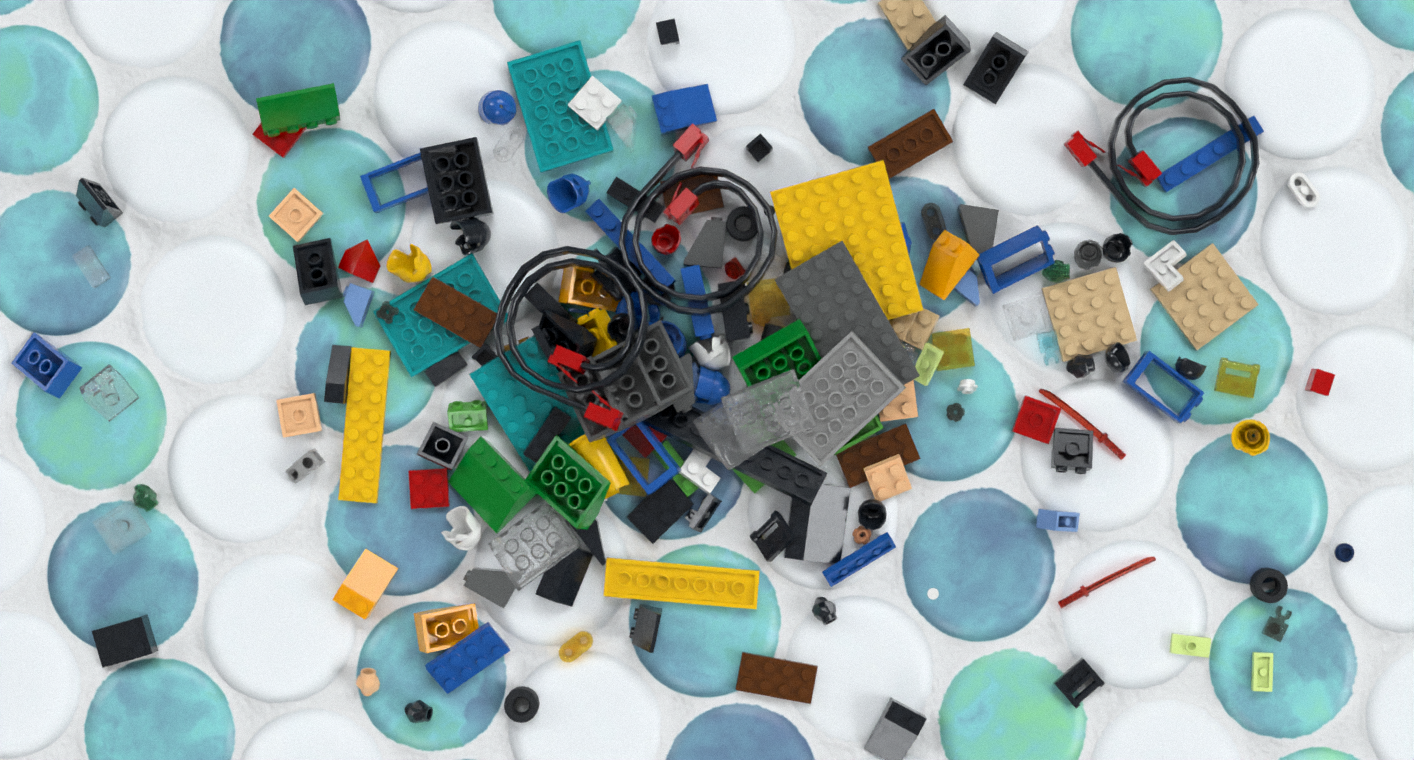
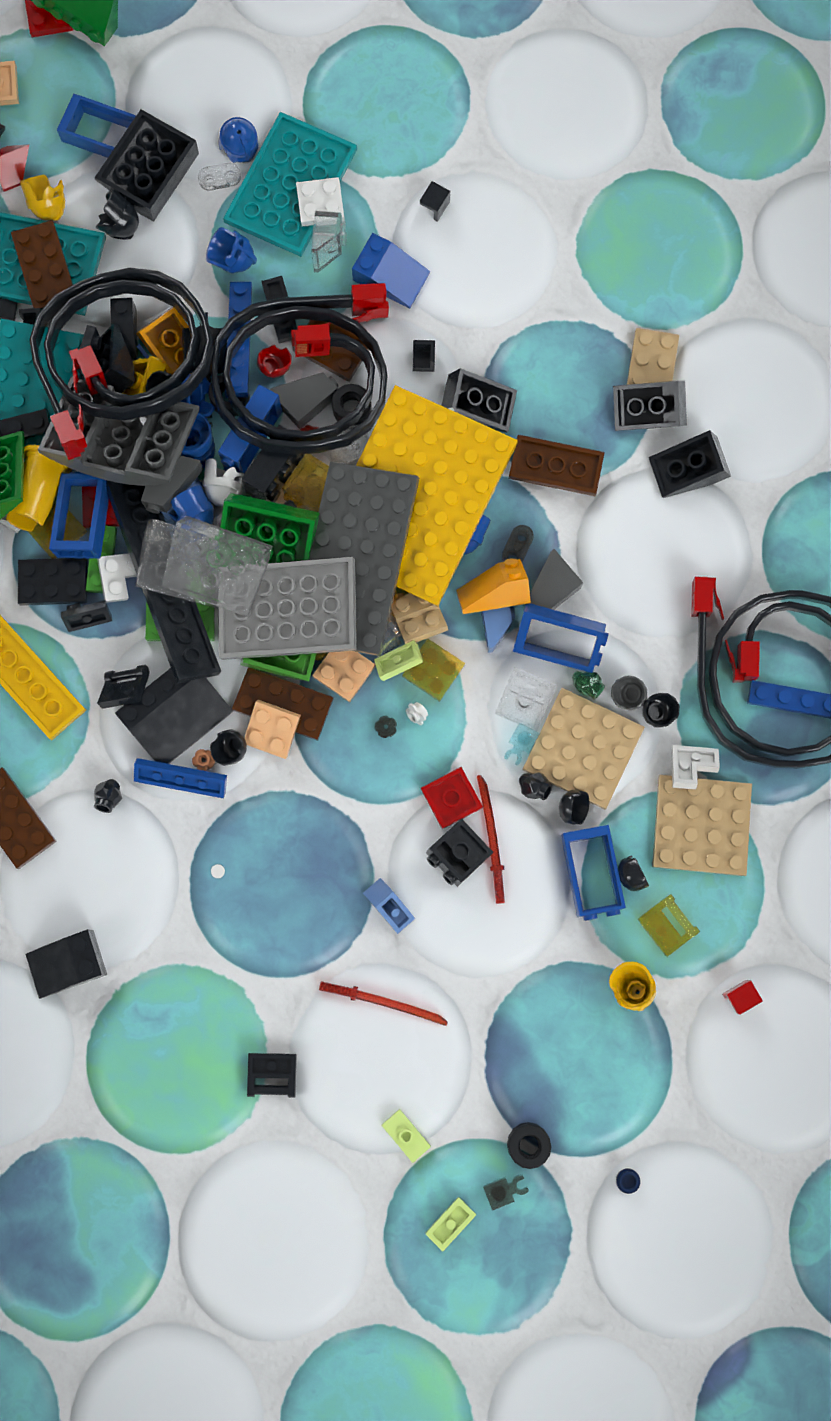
camera: 45 degrees right, 10 degrees down
(822, 147) = (480, 399): none -> black slope

